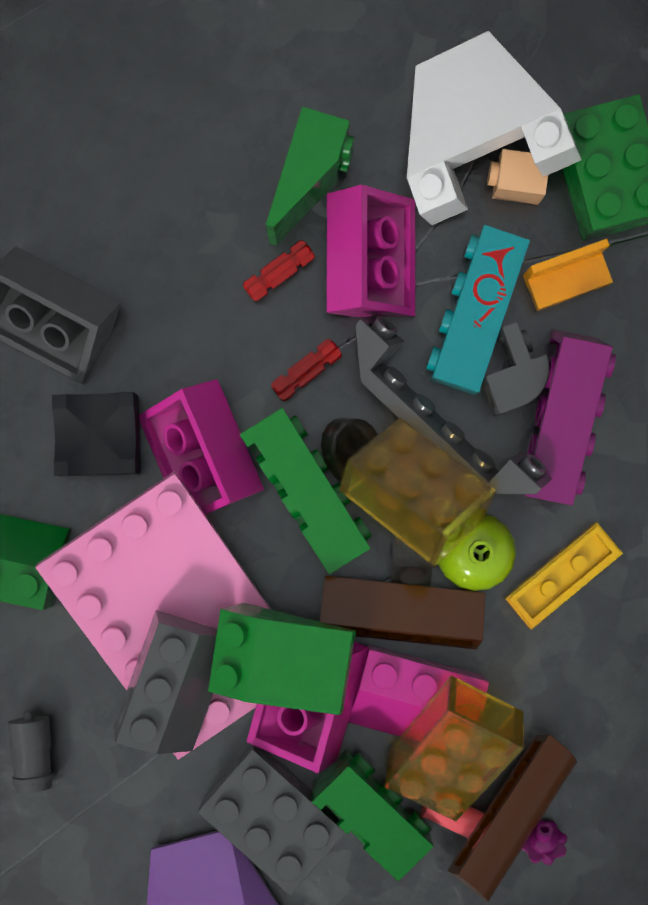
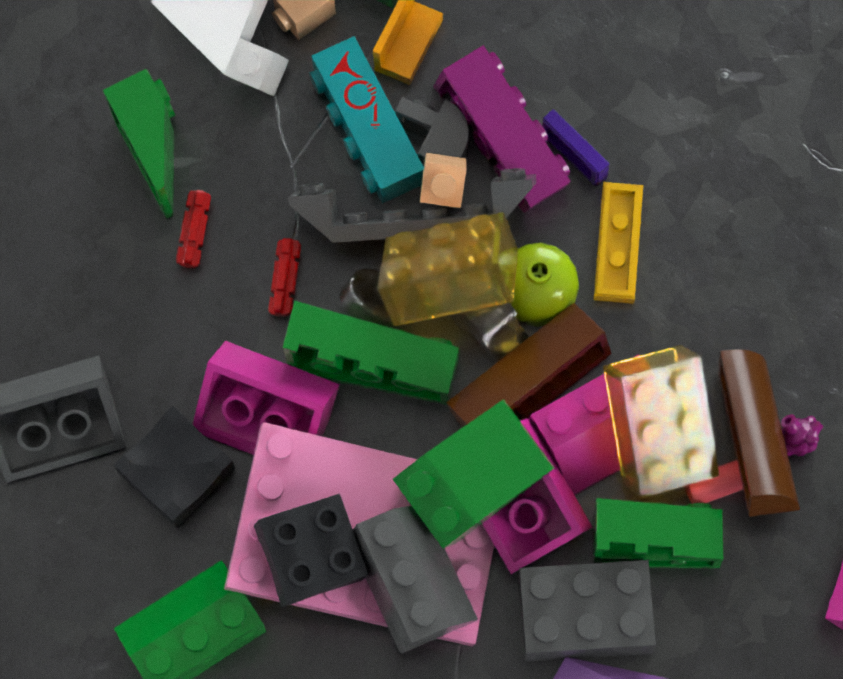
camera: 40 degrees left, 15 degrees down
(114, 603) = (311, 549): none -> black brick
(370, 253) = (248, 153): dark pink slope -> none
(481, 418) = (443, 180): none -> light nougat brick
(602, 479) = (575, 148): none -> dark purple tile

